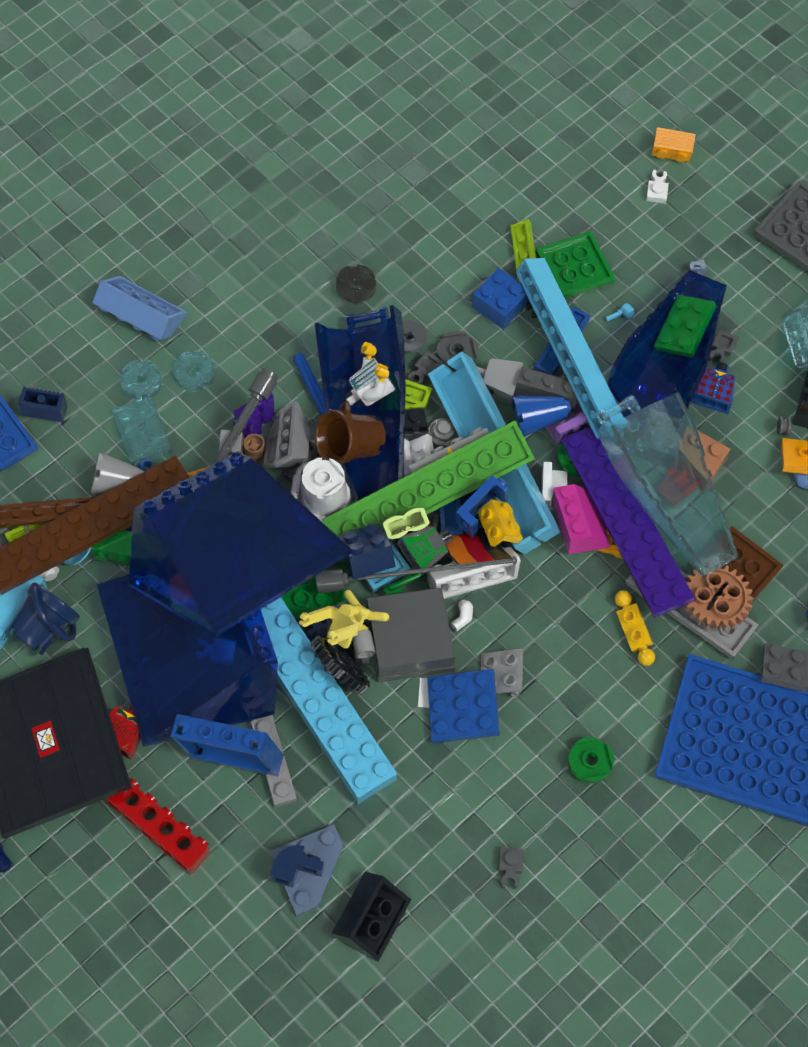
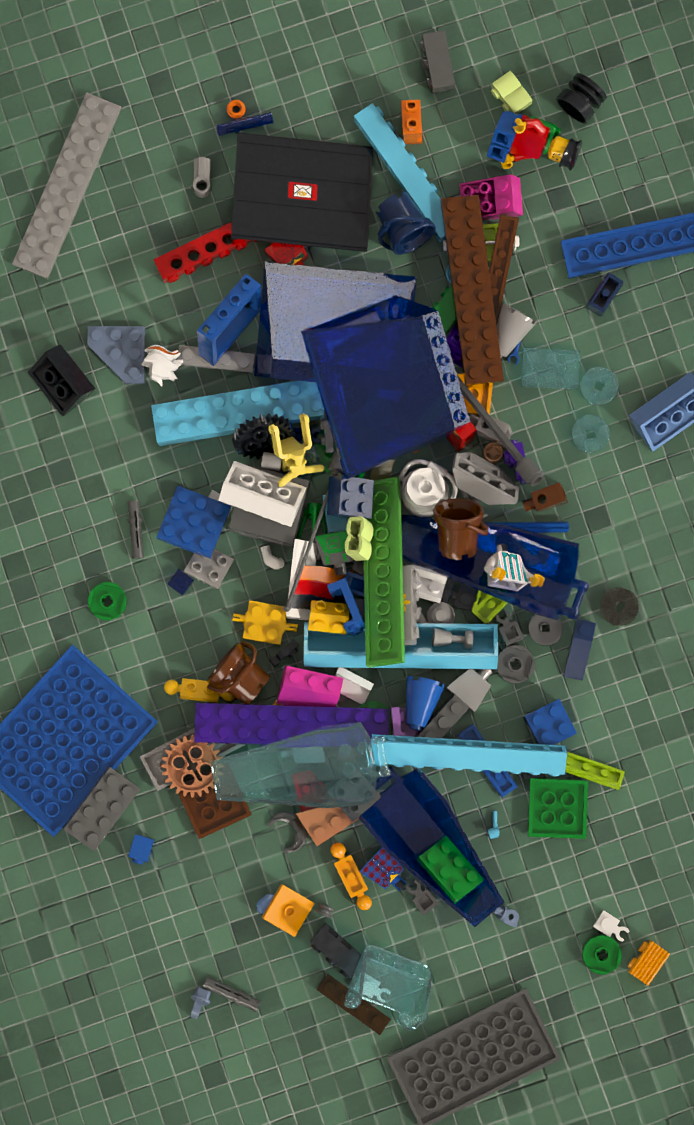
camera: 115 degrees right, 20 degrees up
(66, 861) = (202, 176): none -> light grey piece
(137, 1014) = (67, 185): none -> light grey plate
(286, 379) = (554, 495): none -> reddish brown torso
(292, 860) = (124, 335): dark blue brick -> none
(305, 600) = (327, 438): none -> dark grey plate
(305, 809) = (161, 363): none -> white hair
(406, 635) = (261, 495): none -> white slope
(414, 300) = (579, 649): none -> dark blue slope
(466, 415) = (445, 638): none -> light grey piece
(500, 763) = (137, 546): none -> dark grey pin
(511, 863) = (56, 503): dark grey plate -> none
(532, 595) = (264, 622): none -> yellow plate
(532, 695) = (180, 582): none -> clear blue plate
(550, 559) = (289, 650): none -> black plate
(601, 591) = (238, 674): none -> reddish brown piece
(687, 193) = (610, 947): none -> green plate
(724, 477) = (288, 817): none -> dark grey piece
(738, 415) = (351, 876): none -> light orange plate

